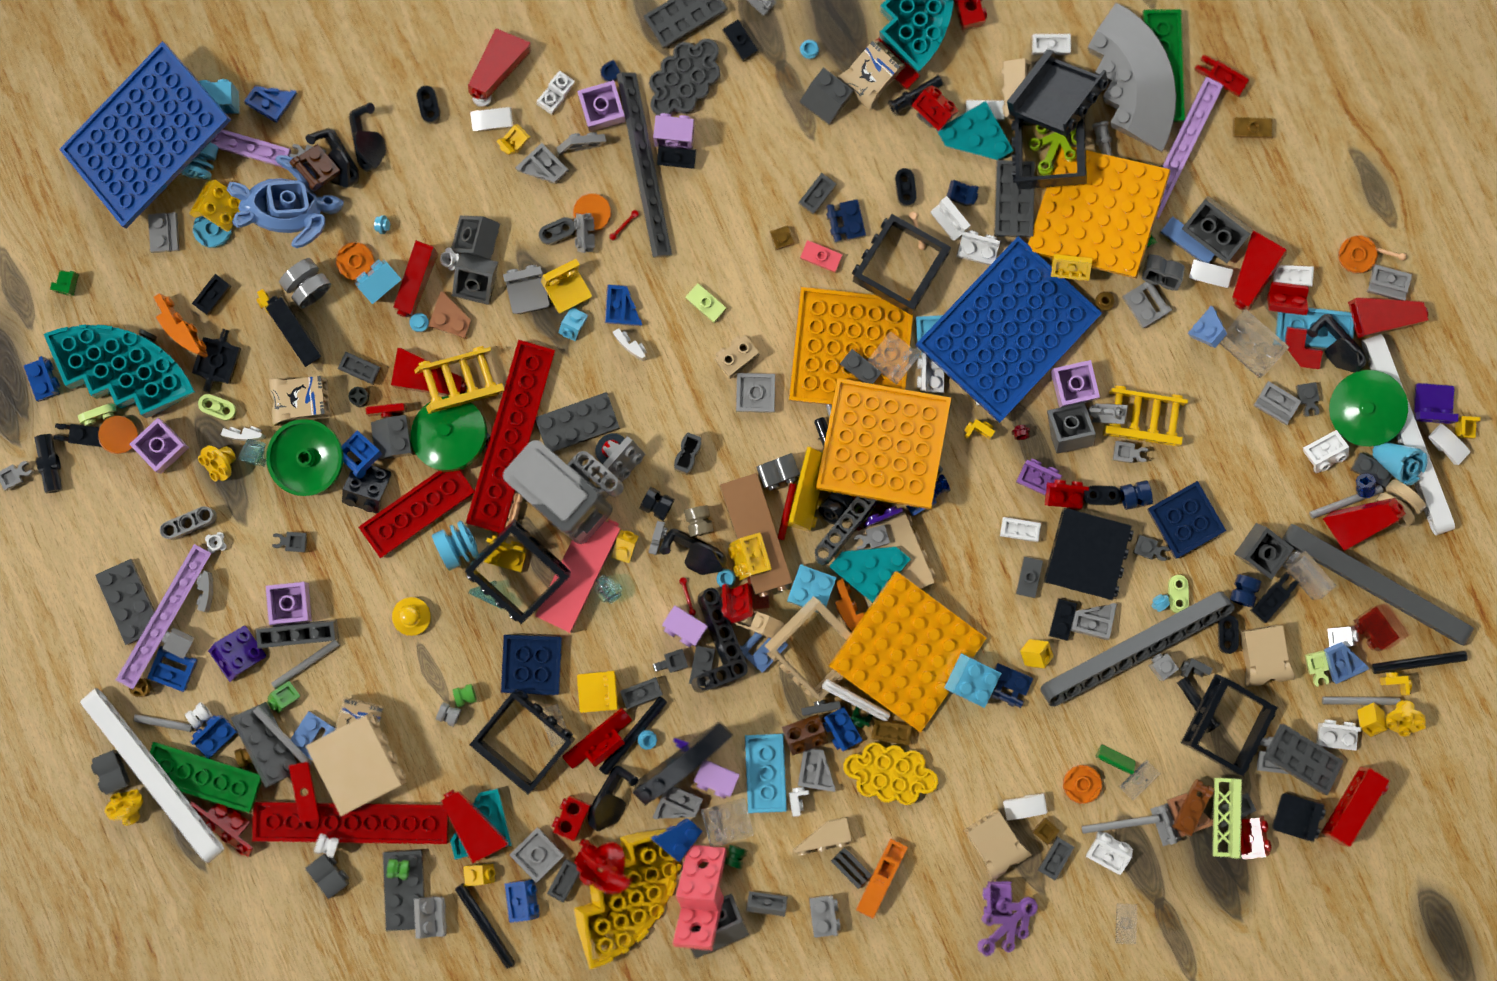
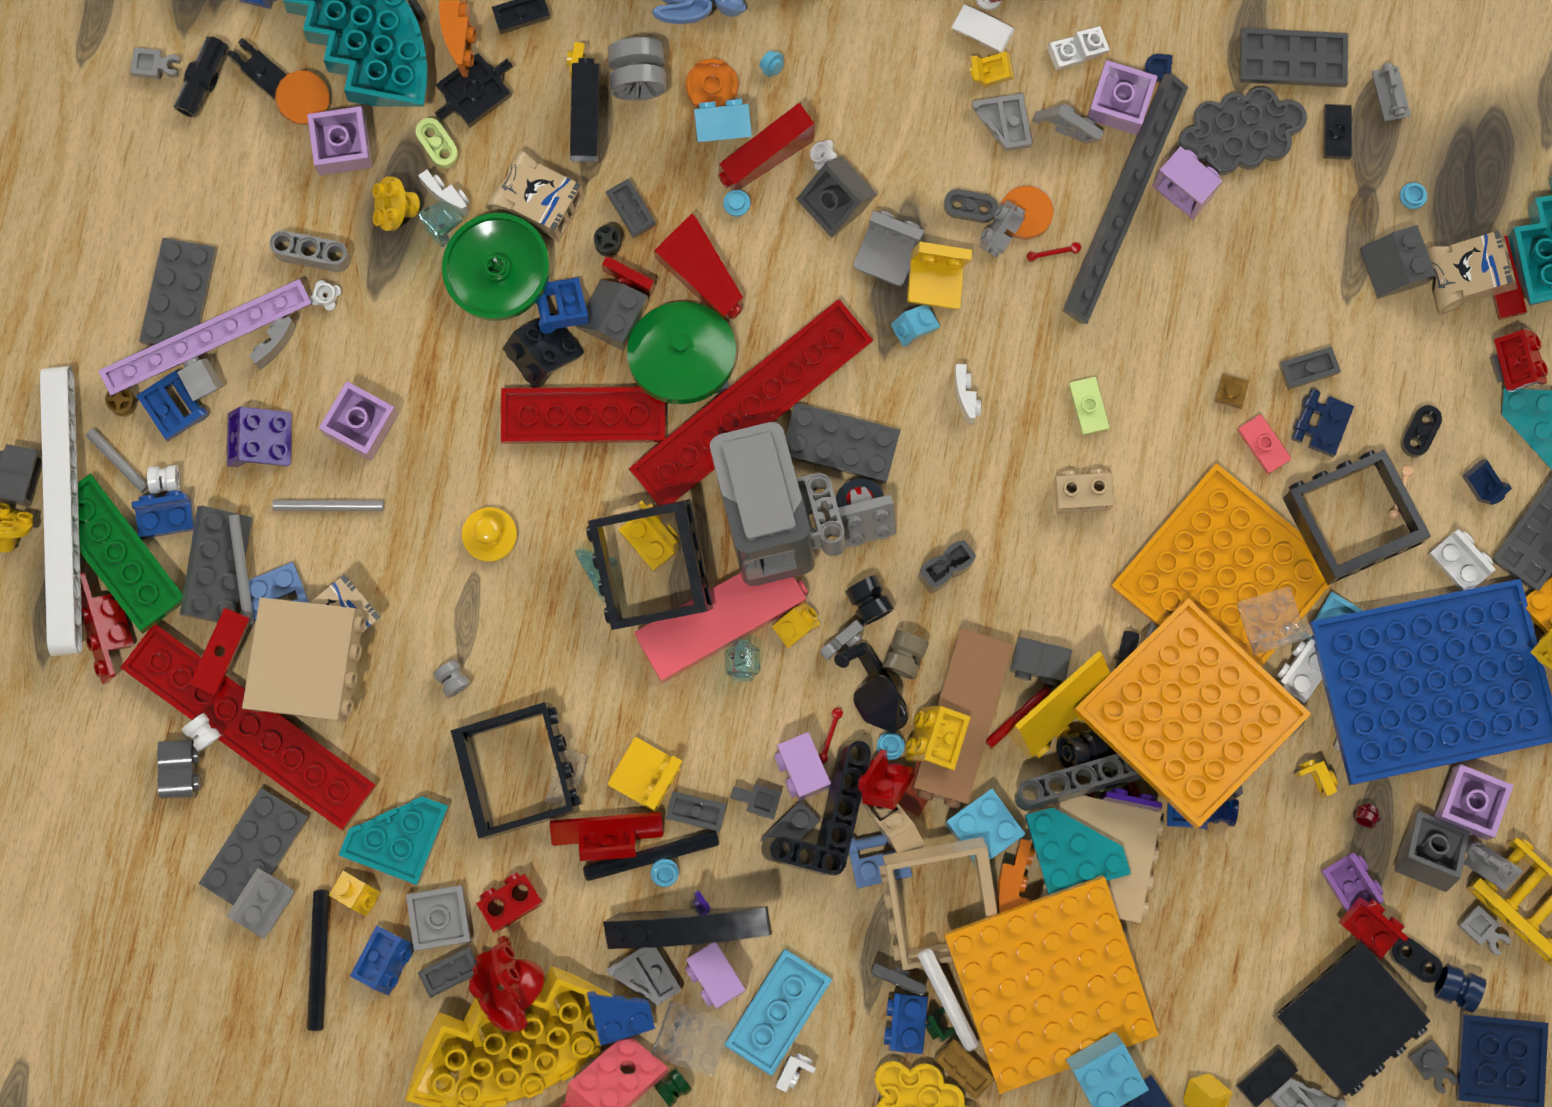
camera: 35 degrees right, 5 degrees down
(90, 417) = (287, 56): yellowish green plate -> none
(242, 757) = (178, 563): pearl gold wheel -> none
(282, 697) = (274, 525): bright green bracket -> none
(293, 541) = (414, 354): dark grey plate -> none
(297, 633) = (343, 462): dark grey brick -> none
(398, 869) = (264, 819): bright green wheel -> none
(449, 317) = (775, 221): nougat wing -> none
(455, 398) = (718, 315): yellow fence -> none
(455, 545) = (598, 485): medium azure wheel -> none
(464, 695) = (486, 669): bright green wheel -> none
(473, 828) = (385, 833): red slope -> none
(475, 236) = (872, 148): dark grey slope -> none
(514, 508) = (700, 490): light nougat axle -> none
(531, 664) = (590, 687): dark blue plate -> none
(607, 807) = (561, 920): black piece -> none
(620, 307) = (984, 343): blue wing -> none
(676, 156) = (1170, 214): black plate -> none
(755, 393) = (1076, 550): light grey plate -> none
(805, 734) = (857, 998): reddish brown brick -> none
(815, 771) = (840, 1051): light grey wing -> none
(860, 367) = (1223, 605): dark grey plate -> none
(875, 537) = (1105, 819): light grey plate -> none
(906, 96) = (1493, 327): black pin -> none
(950, 218) = (1451, 503): white bracket -> none
(1020, 529) = (1288, 932): white plate -> none
(1029, 577) = (1260, 997): dark grey plate -> none

